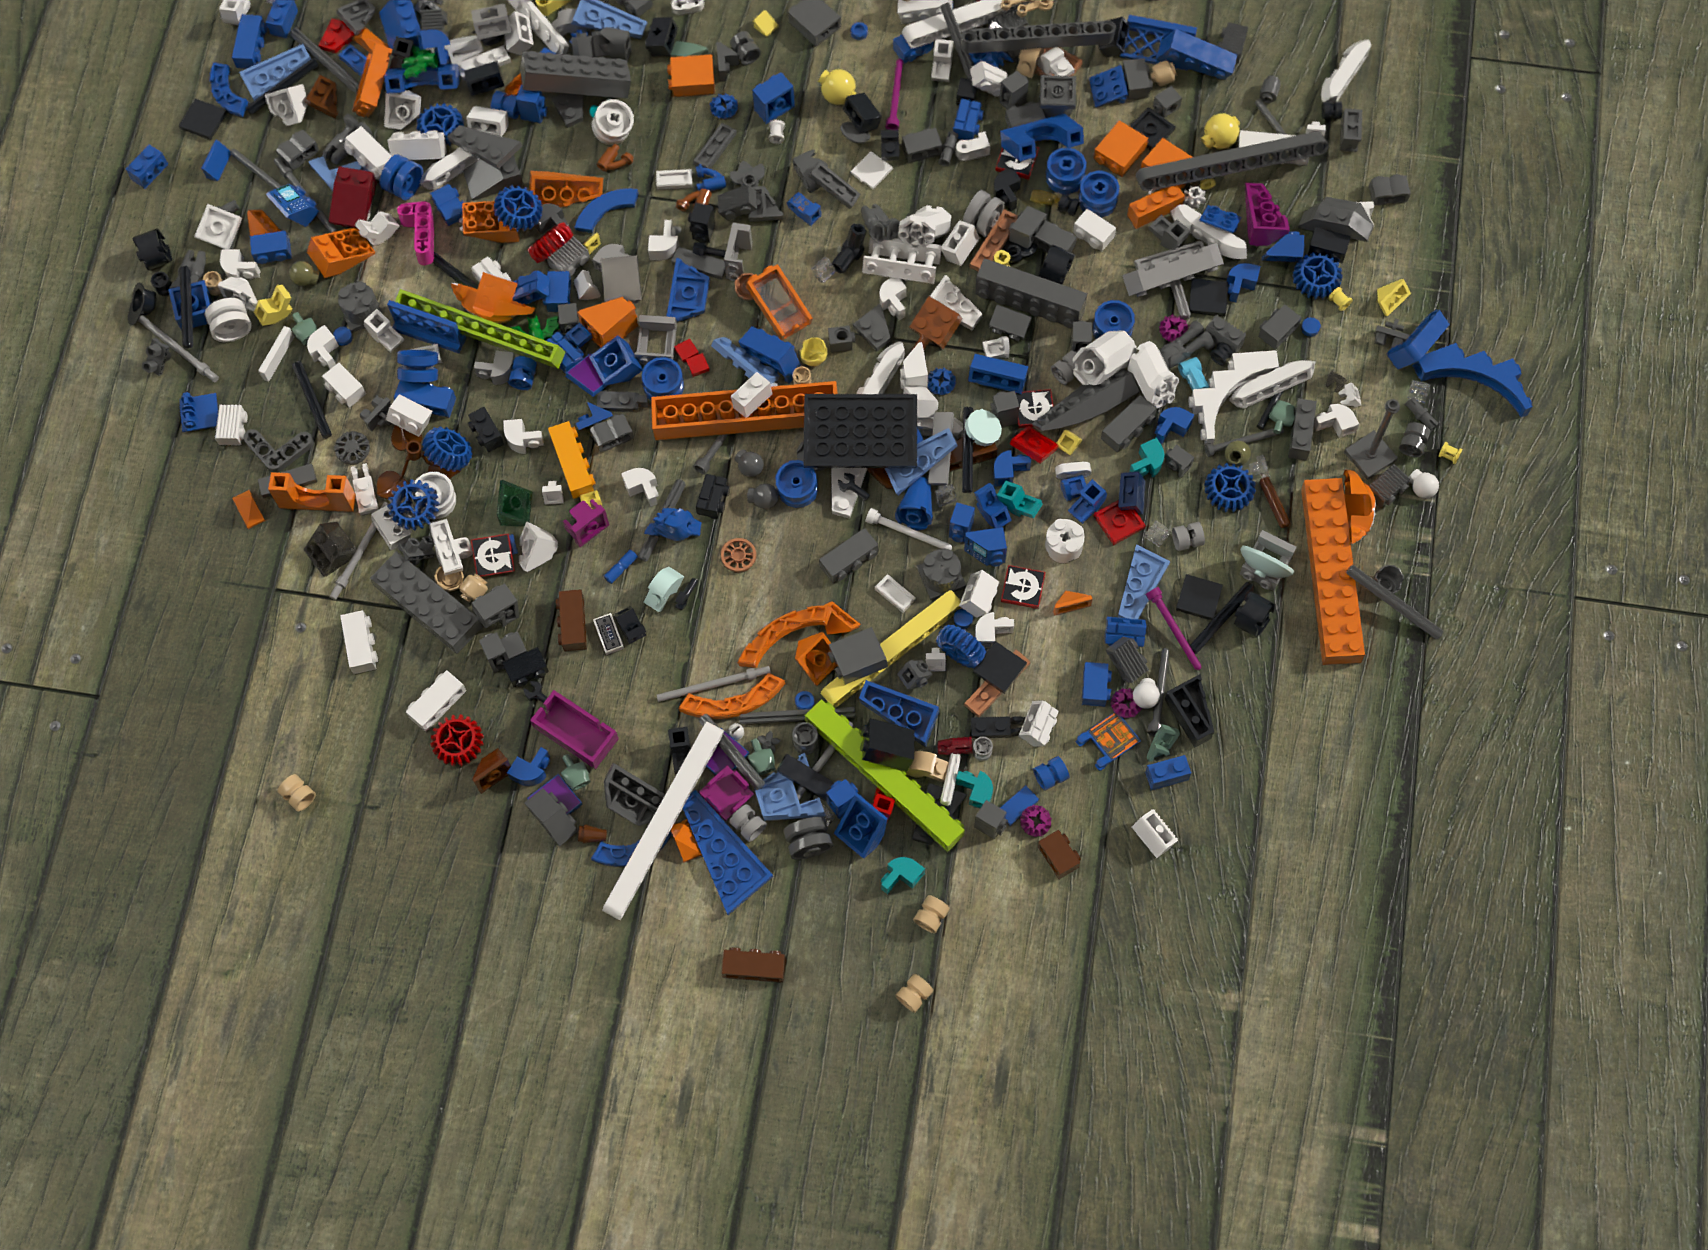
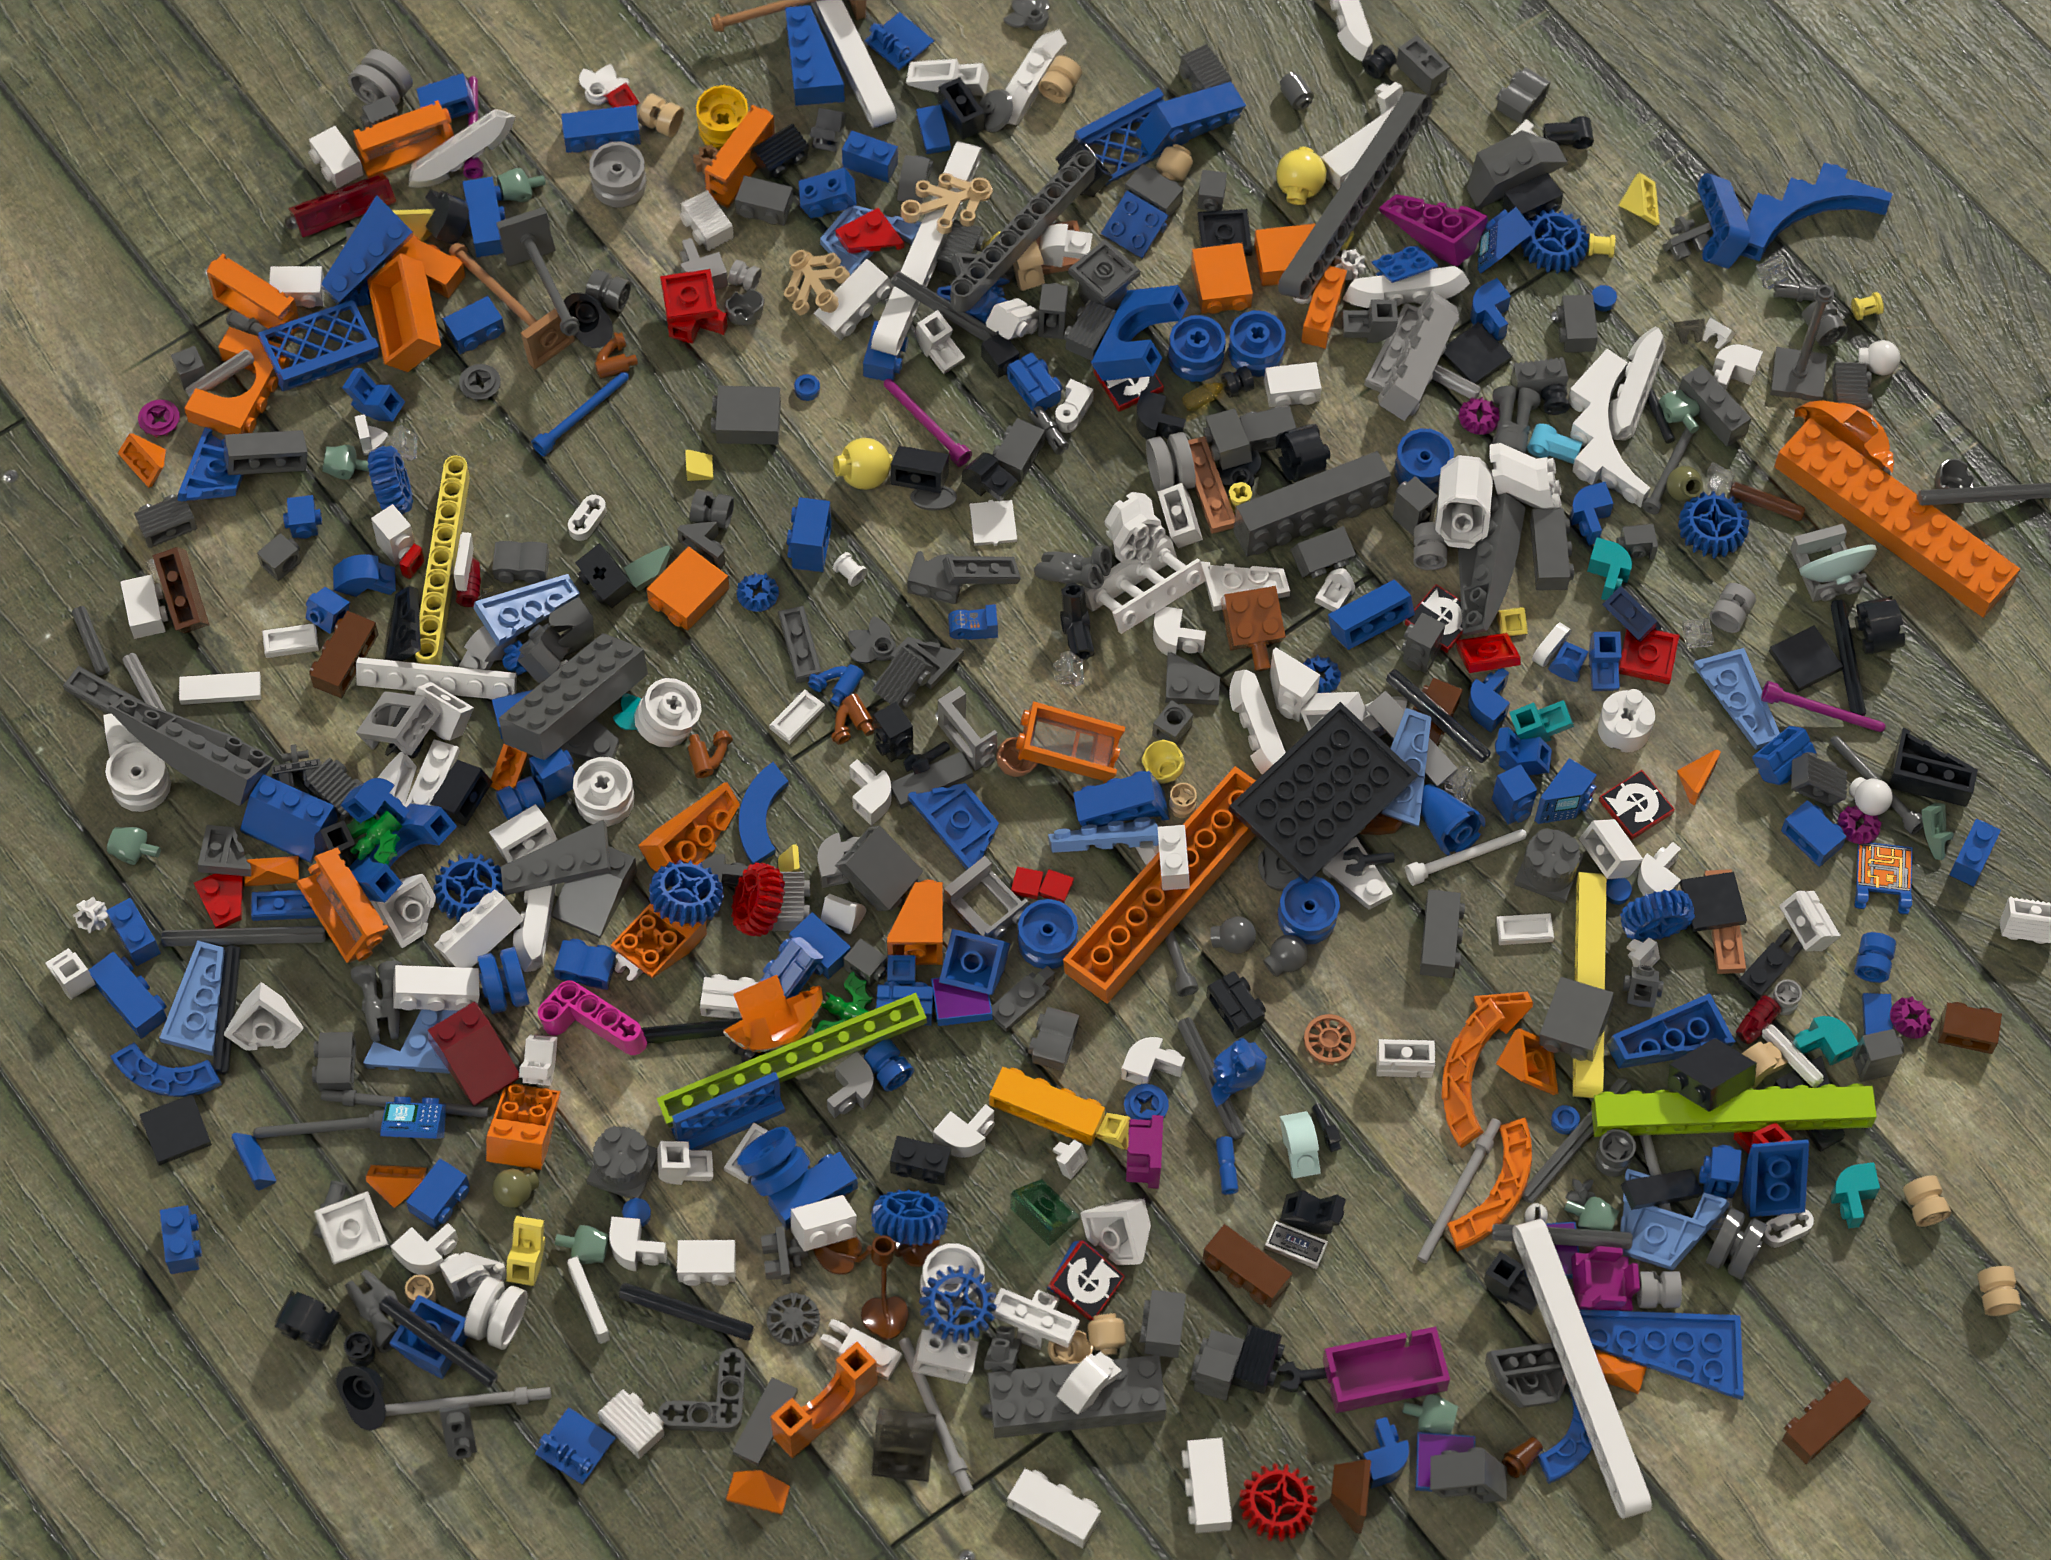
camera: 50 degrees left, 5 degrees down
(323, 96) = (293, 977): reddish brown wing -> none
(426, 594) = (1087, 1381): none -> white brick
(545, 133) = (603, 791): none -> white wheel
(598, 415) = (1020, 1037): blue slope -> none
(610, 499) = (1144, 1093): none -> blue gear
(758, 596) = (1405, 1058): none -> white brick
(847, 862) = (1790, 1233): none -> white beam
(983, 427) = (1429, 679): light aqua tile -> none
(1269, 117) = (1328, 121): dark grey bar -> none
(1395, 232) = (1575, 133): none -> black piece

